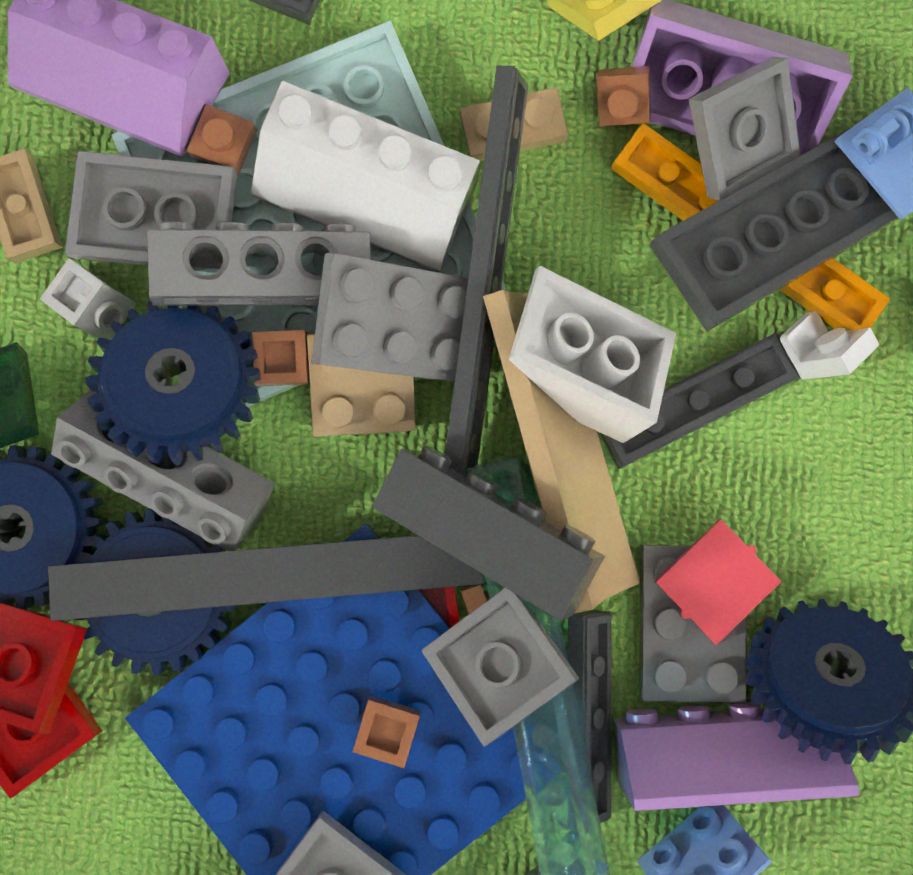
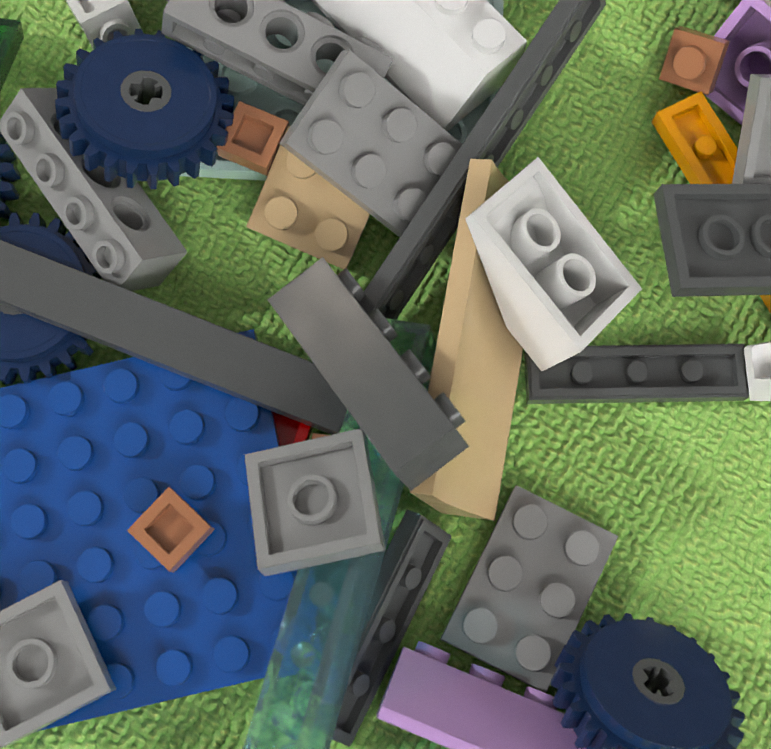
camera: 25 degrees right, 10 degrees down
(542, 123) = (601, 51): tan plate -> none
(717, 581) = (573, 551): coral piece -> none

